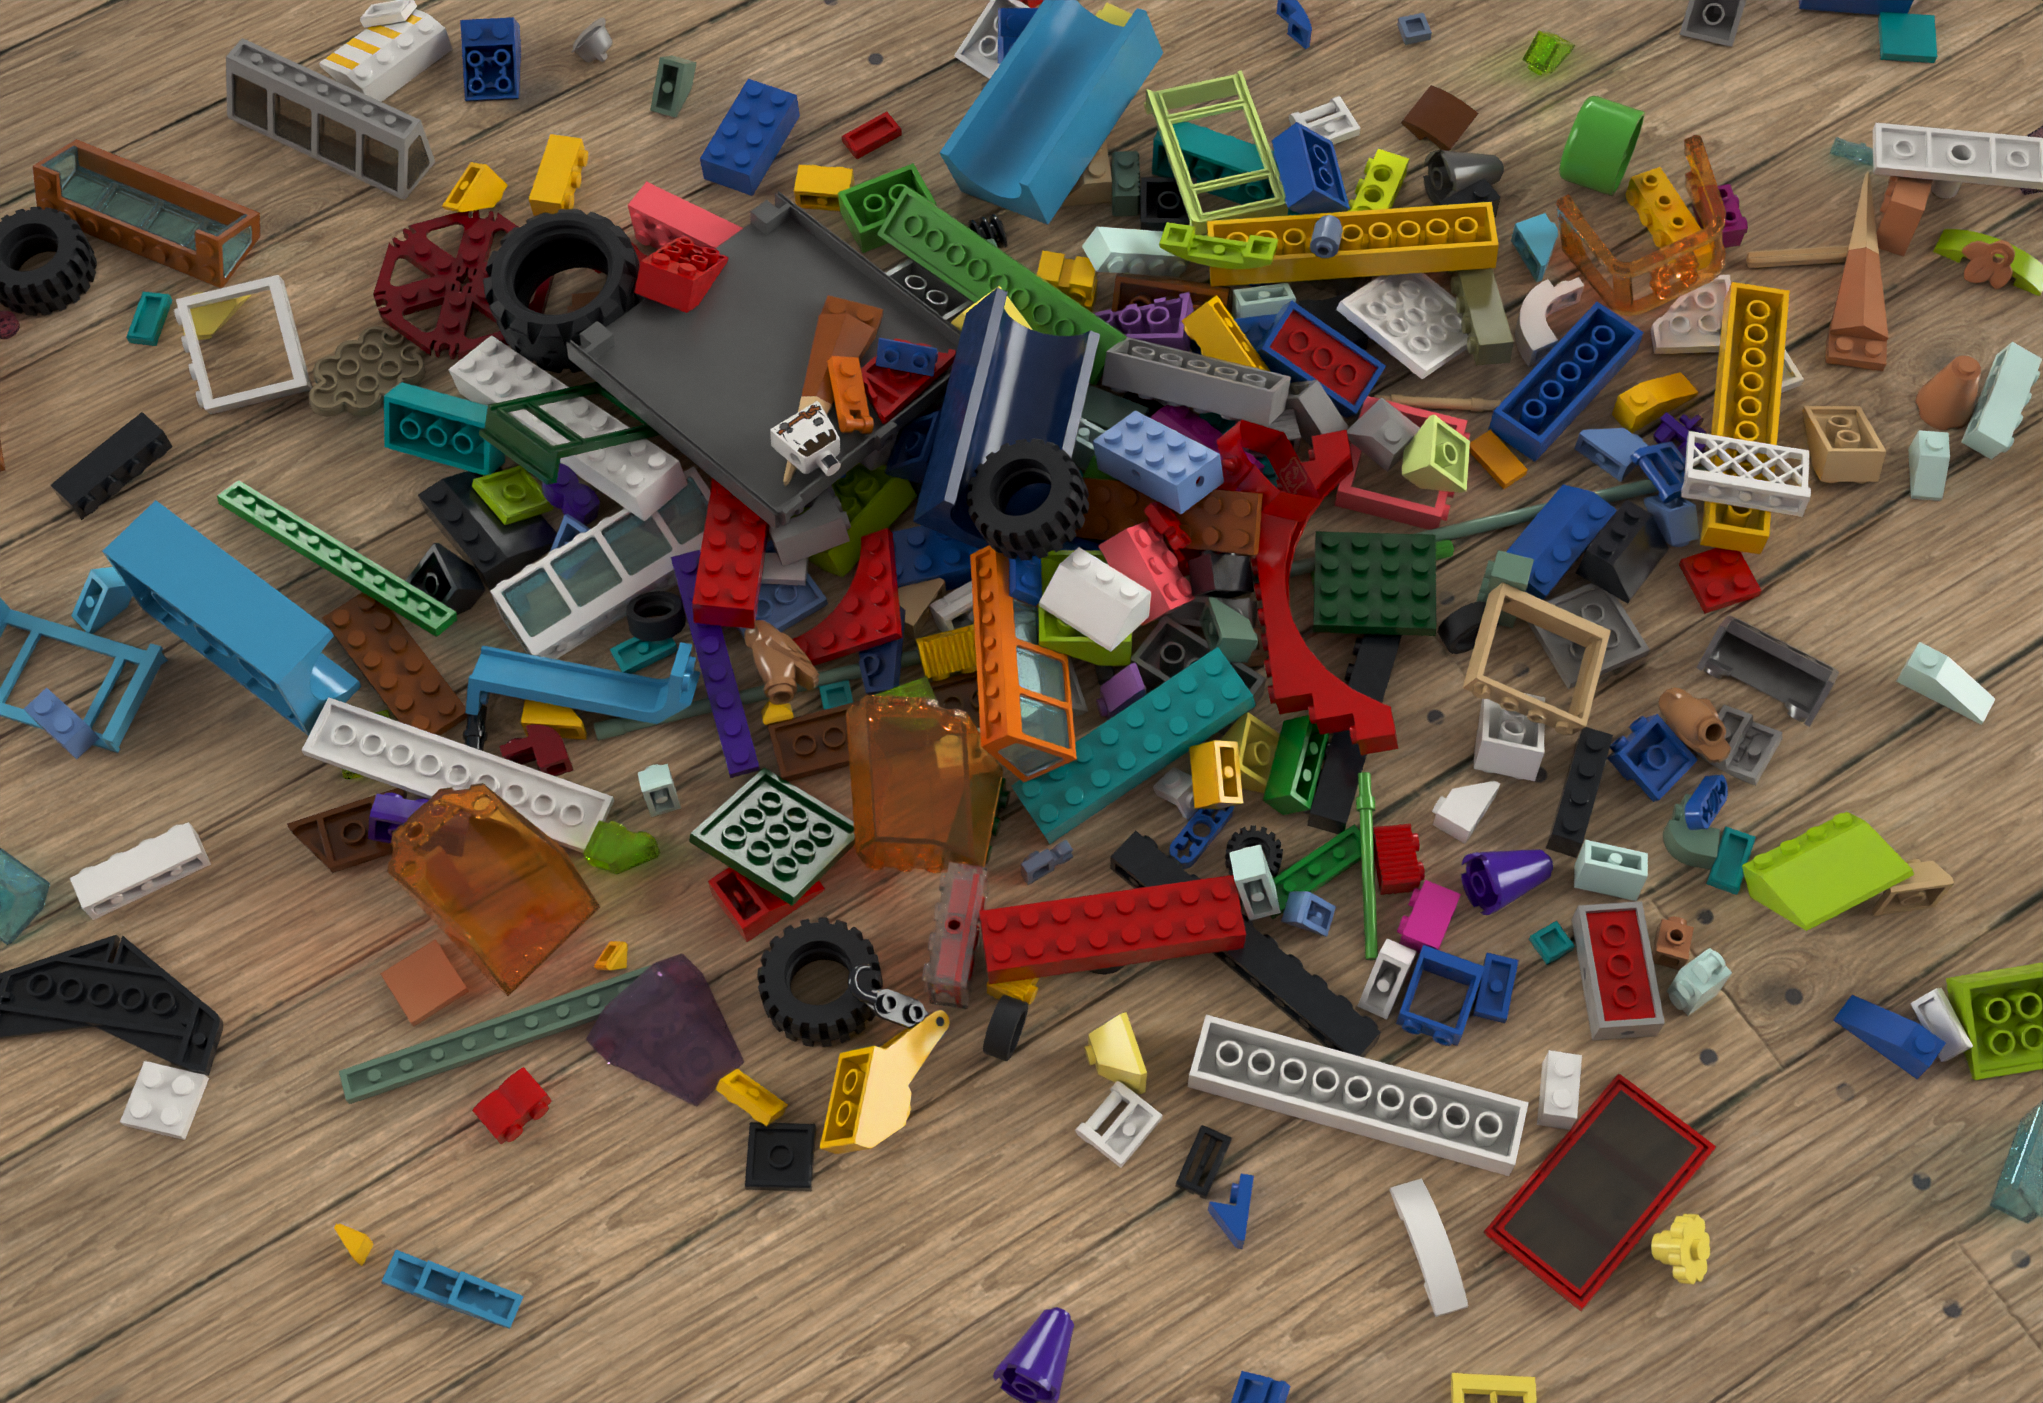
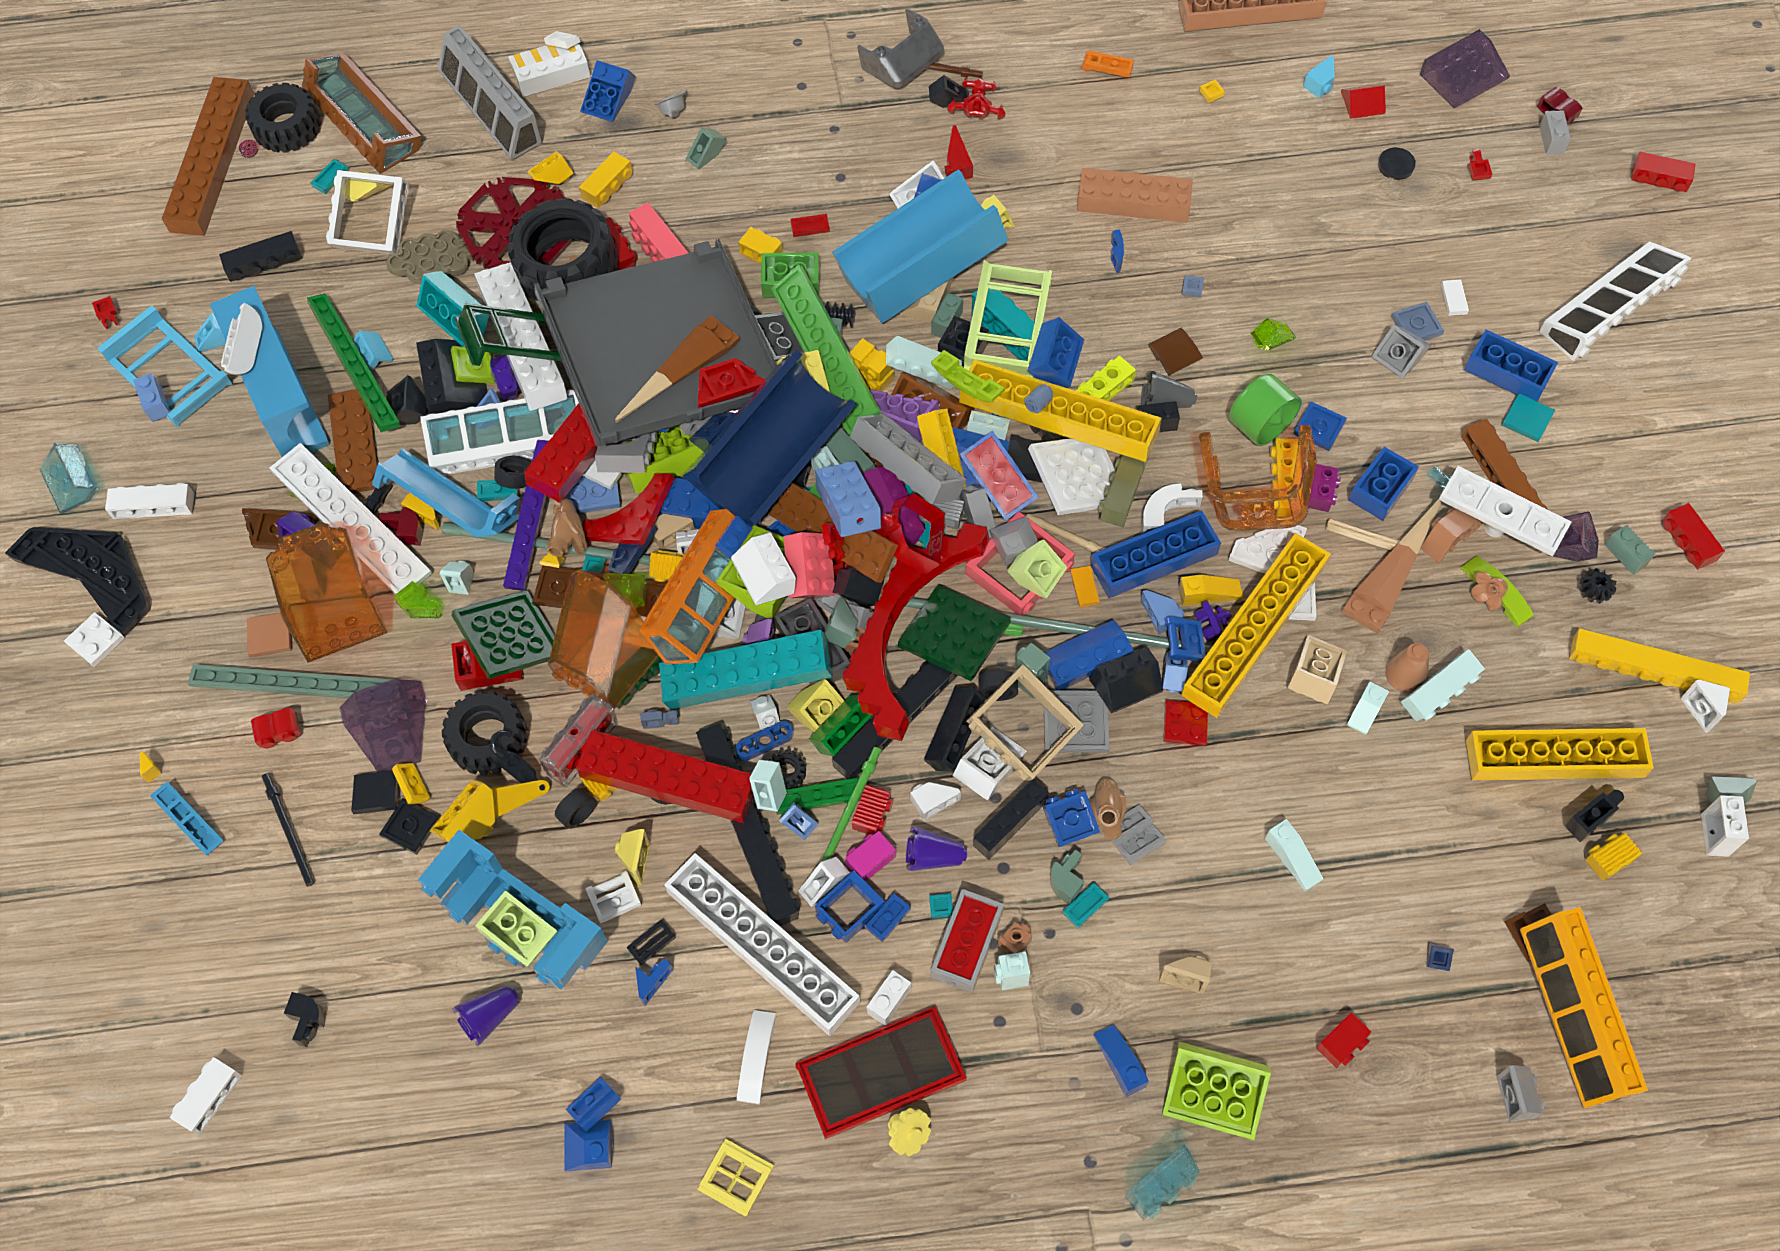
camera: 25 degrees right, 0 degrees up
(187, 583) = (242, 341): none -> white brick
(351, 529) = (371, 348): none -> medium azure panel
(559, 1199) = (274, 795): none -> black bar
(613, 956) = (380, 666): yellow slope -> none
(679, 274) = (627, 267): red slope -> none
(706, 1131) = (374, 792): none -> black tile
(750, 137) = (733, 198): blue brick -> none
(808, 440) = (640, 399): white torso -> none
(849, 395) = (685, 381): orange plate -> none
(906, 357) = (732, 372): blue hinge -> none
(1009, 472) = (739, 473): black tyre -> none
(1022, 1203) = (484, 880): none -> dark azure brick
(1030, 1224) = (515, 929): none -> yellowish green slope
(1216, 774) = (784, 709): yellow brick -> none
(1334, 127) = (1098, 330): white plate -> none
(1443, 708) = (953, 729): none -> black brick
(1535, 243) = (1189, 458): medium azure slope -> none
(1610, 870) = (1000, 876): light aqua brick -> none
(1664, 141) = (1324, 425): none -> blue plate
(1706, 802) = (1102, 853): blue beam -> none
(1745, 490) = (1219, 670): white fence -> none
(1769, 667) = (1181, 789): flat silver windscreen -> none
(1790, 182) = (1383, 483): none -> blue brick
(1825, 871) = (1134, 937): lime slope -> none
(1900, 100) = (1497, 461): none -> dark orange brick
(1940, 1019) = (1158, 1069): white tile -> none

